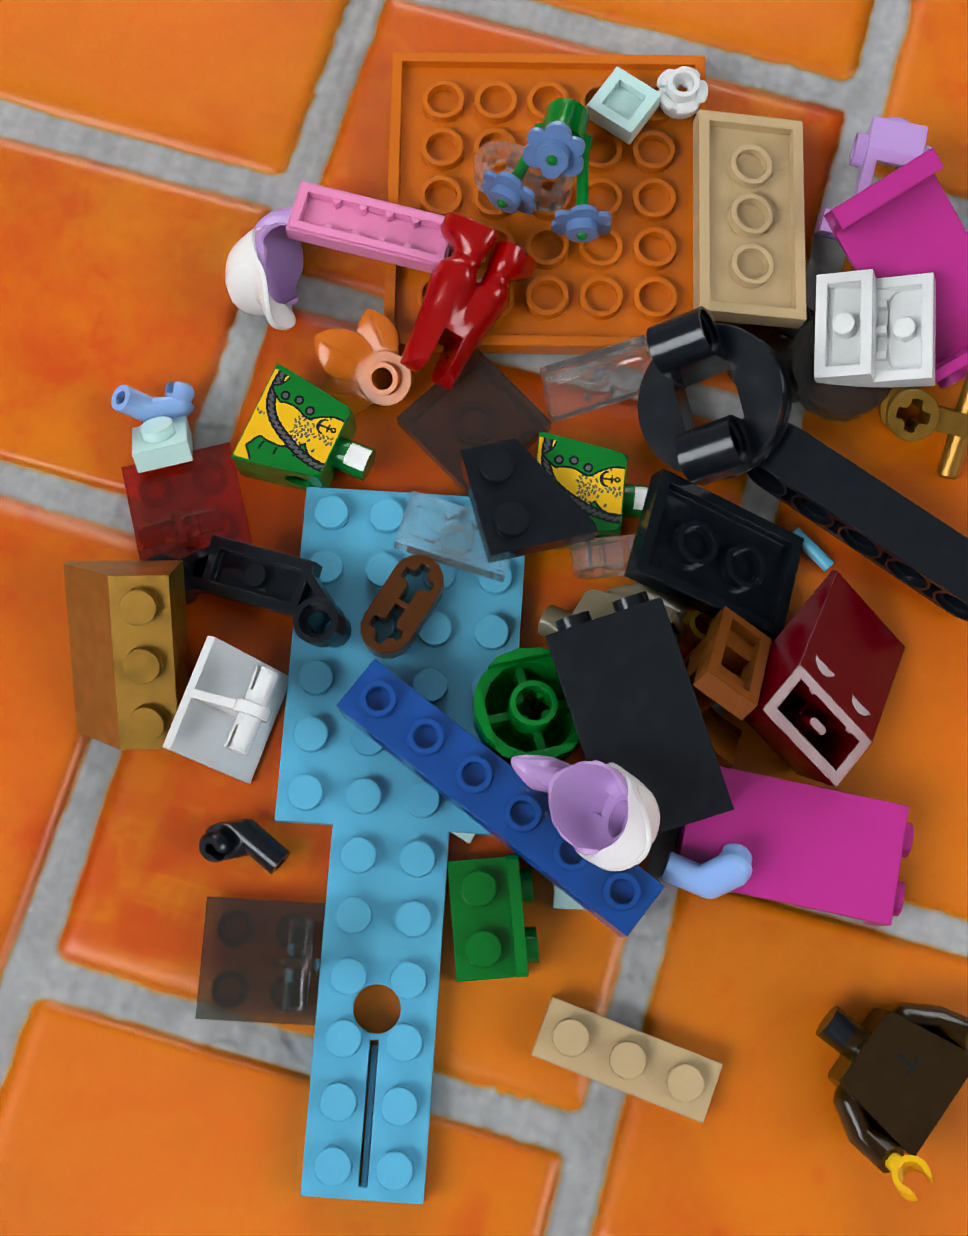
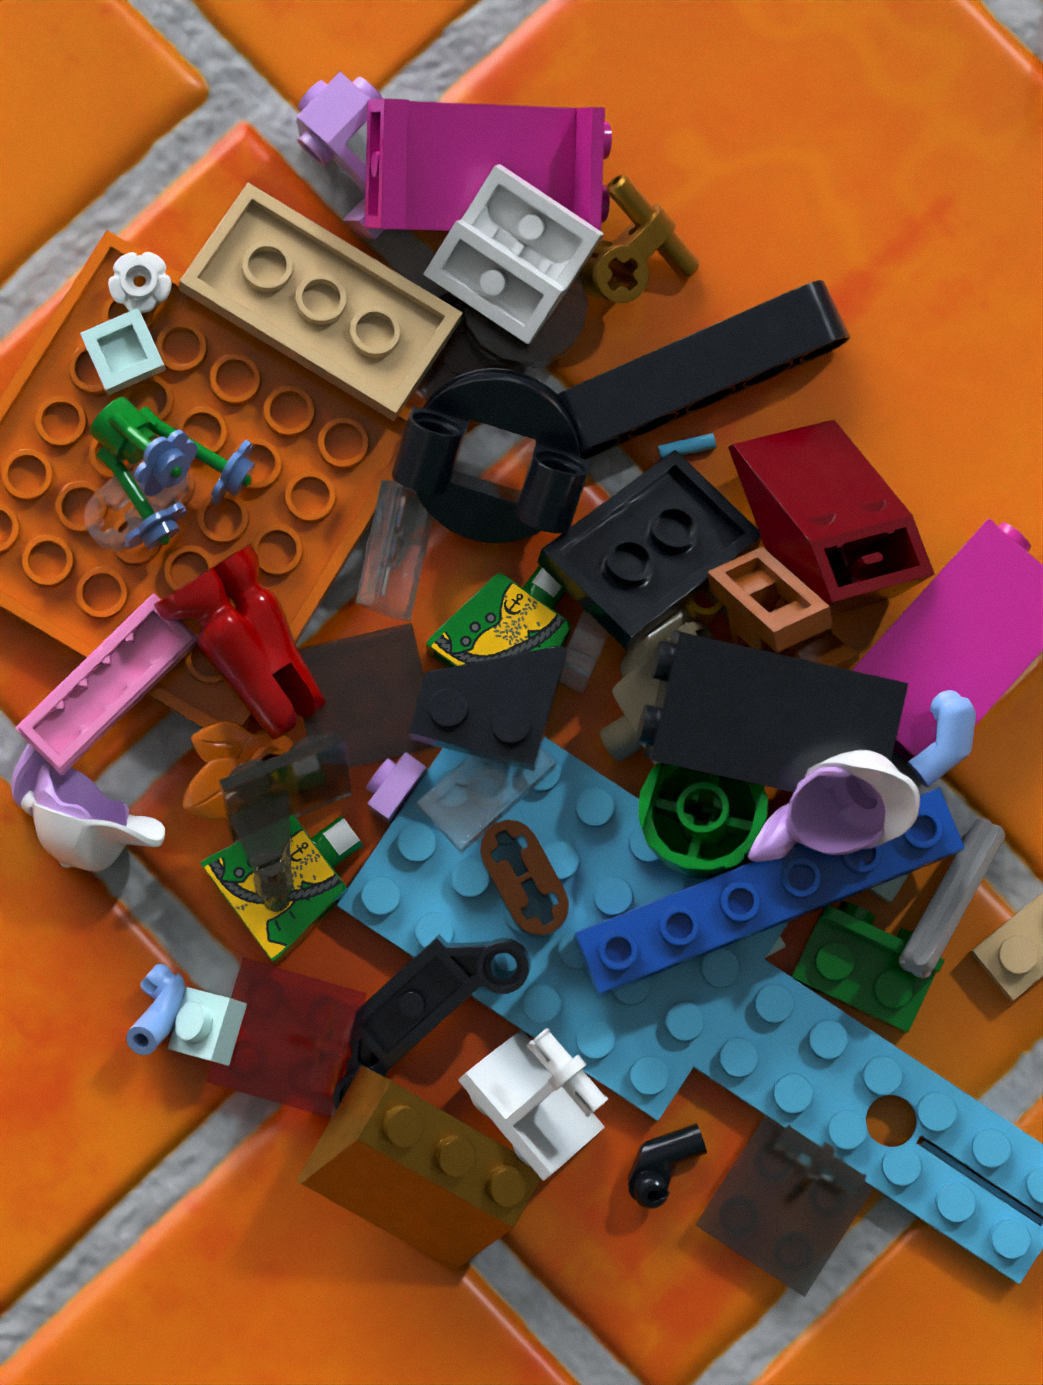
camera: 65 degrees left, 5 degrees up
(352, 374) = (265, 795): none -> clear smoke plate
(419, 473) = (393, 786): none -> lavender plate
(582, 953) = (951, 898): none -> light grey axle

